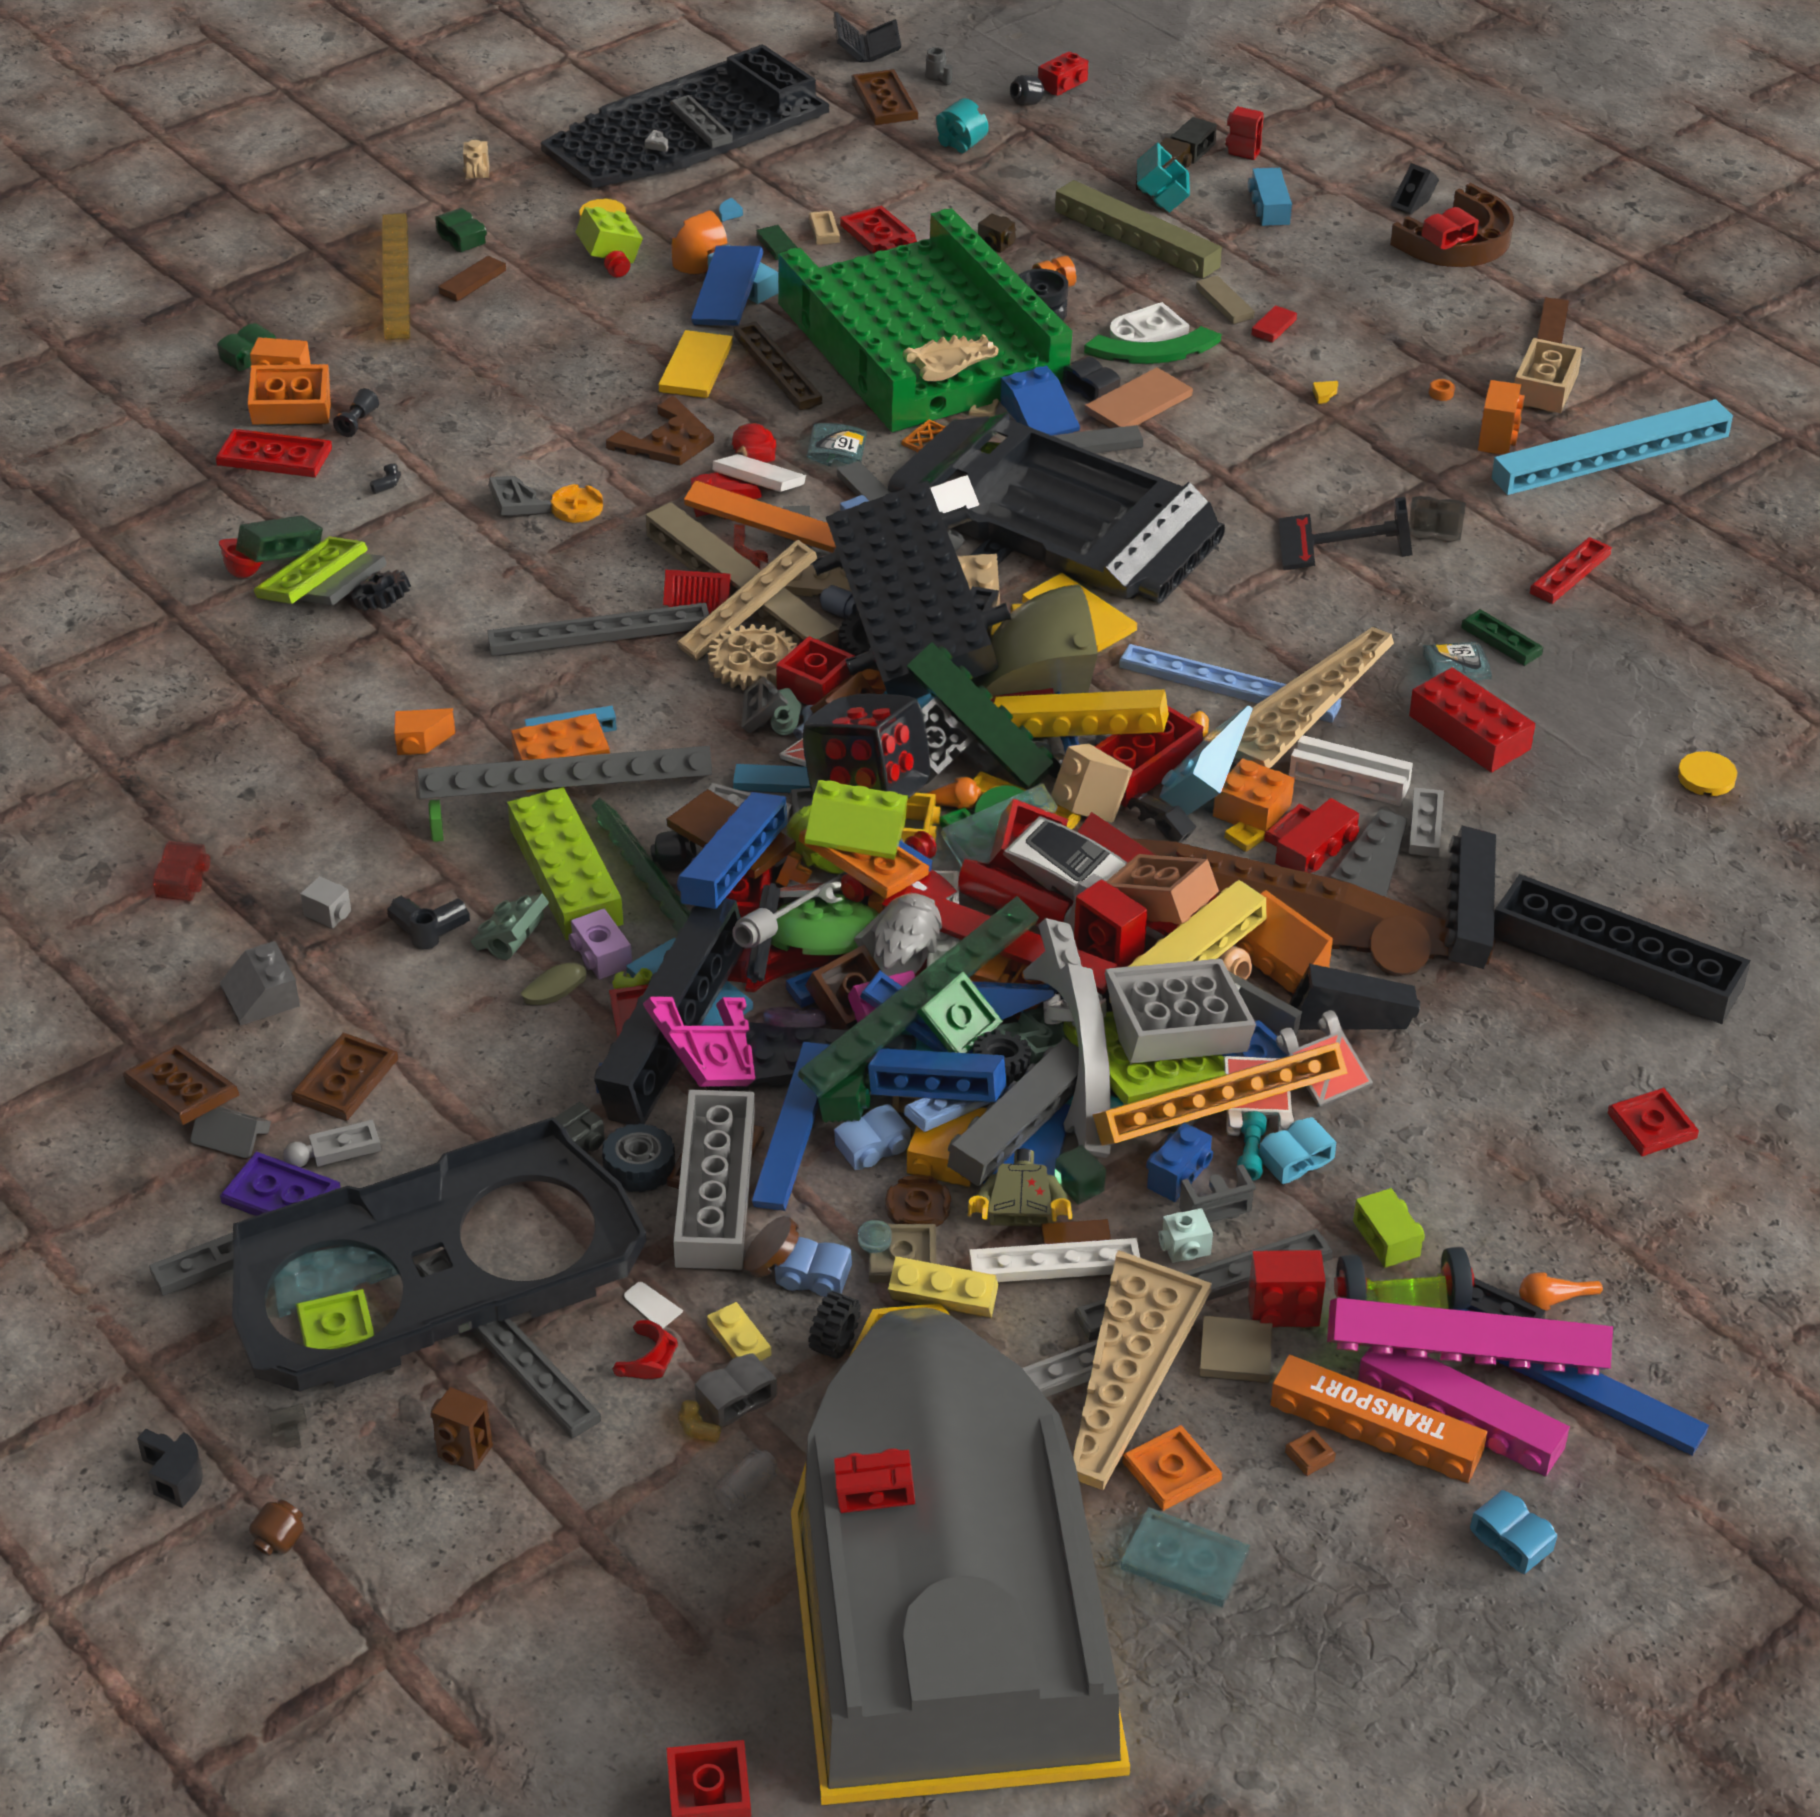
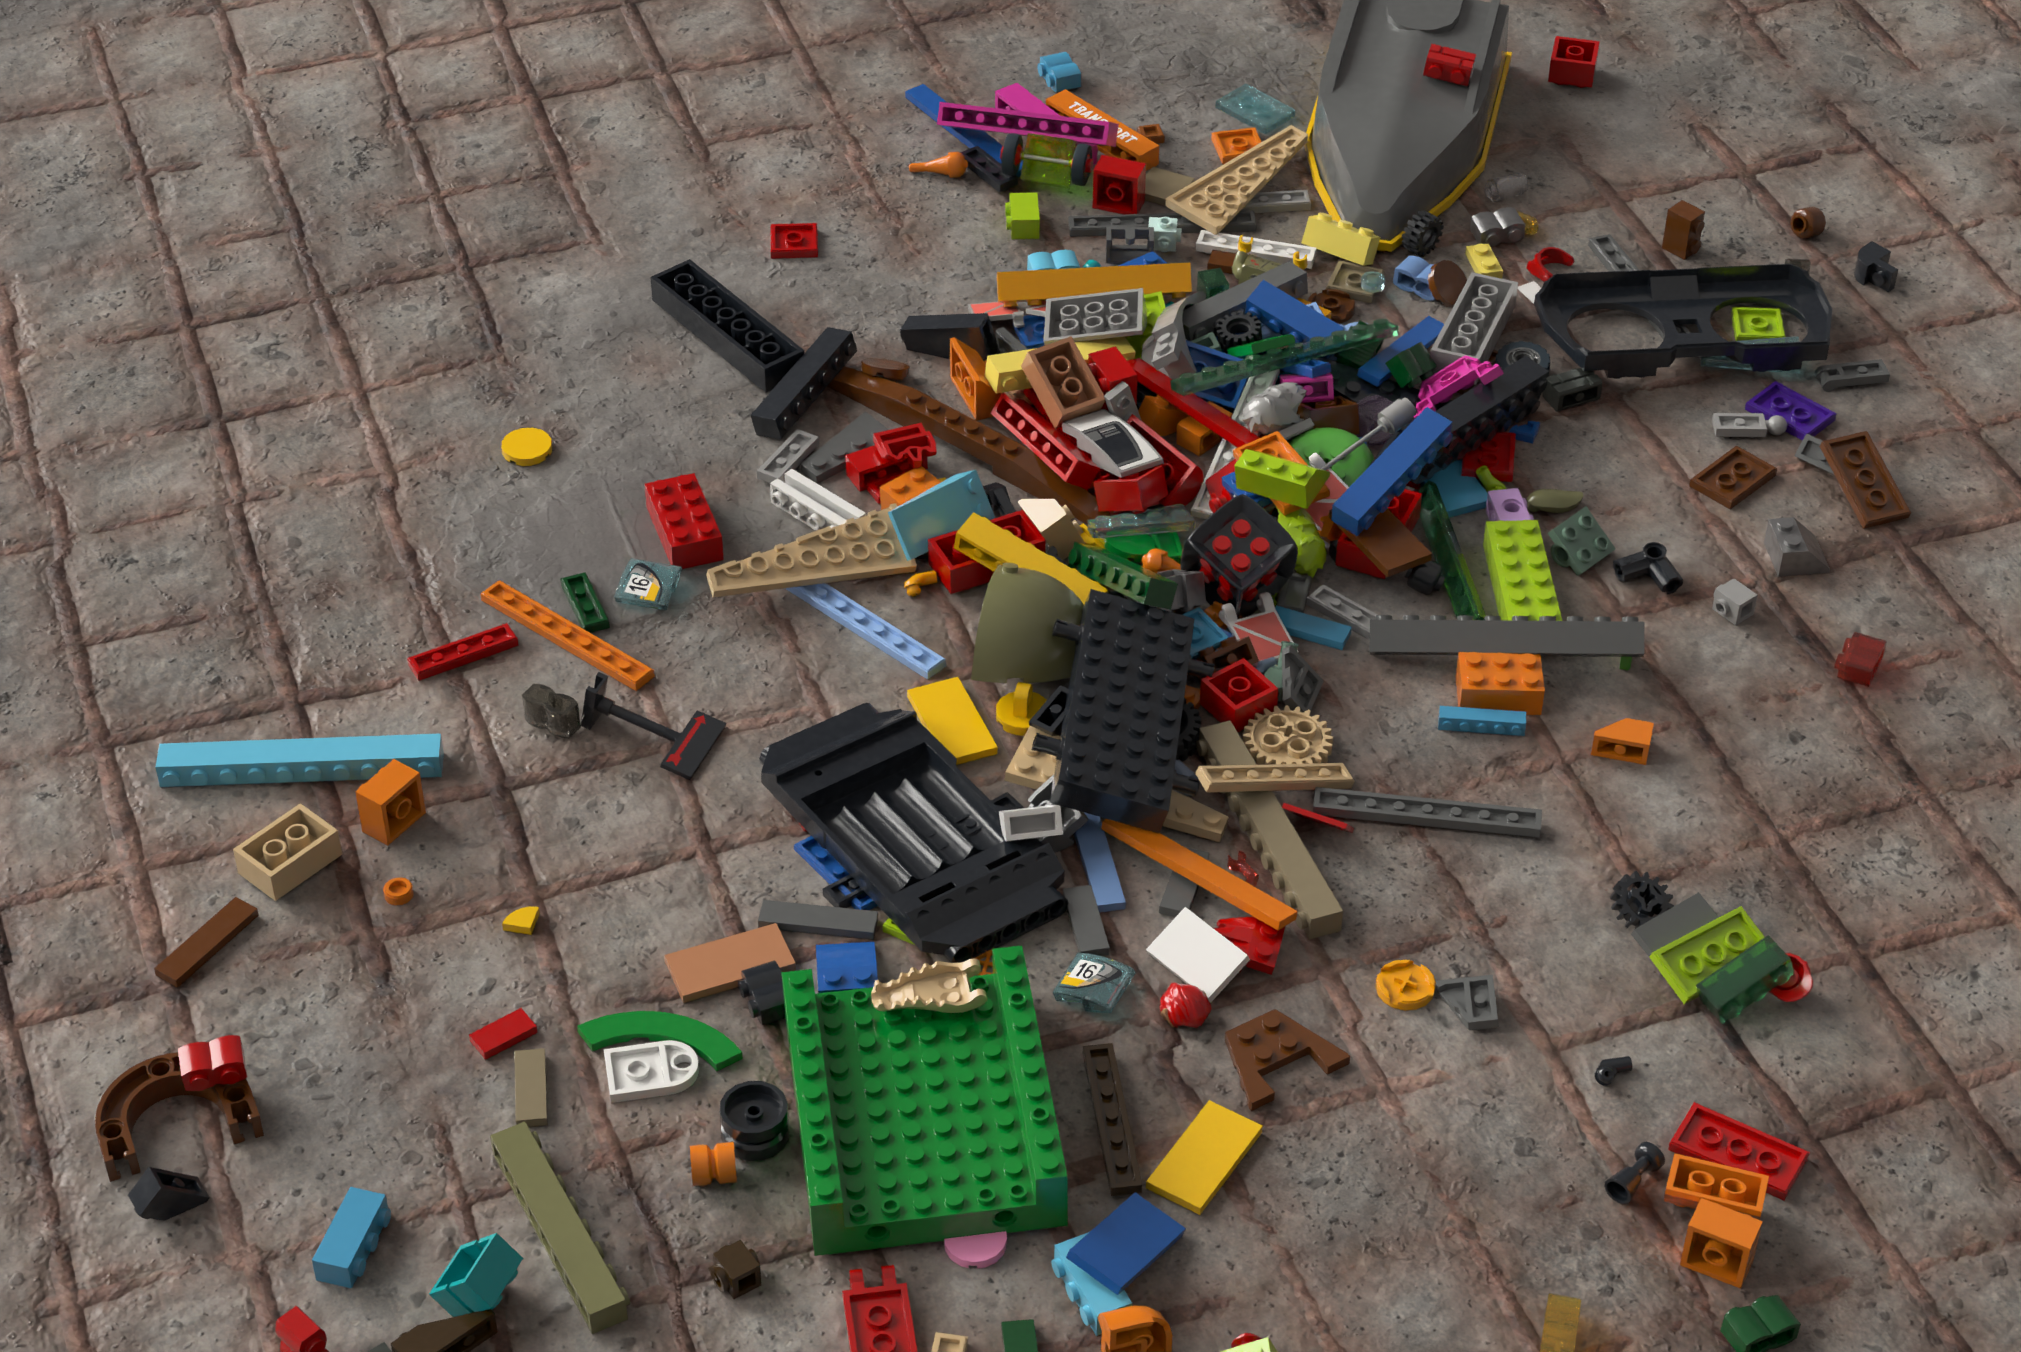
camera: 160 degrees left, 0 degrees up
(774, 1074) = (1411, 366): none -> dark green brick
(1294, 813) = (905, 444): none -> red plate
(1496, 605) = (568, 635): none -> orange tile

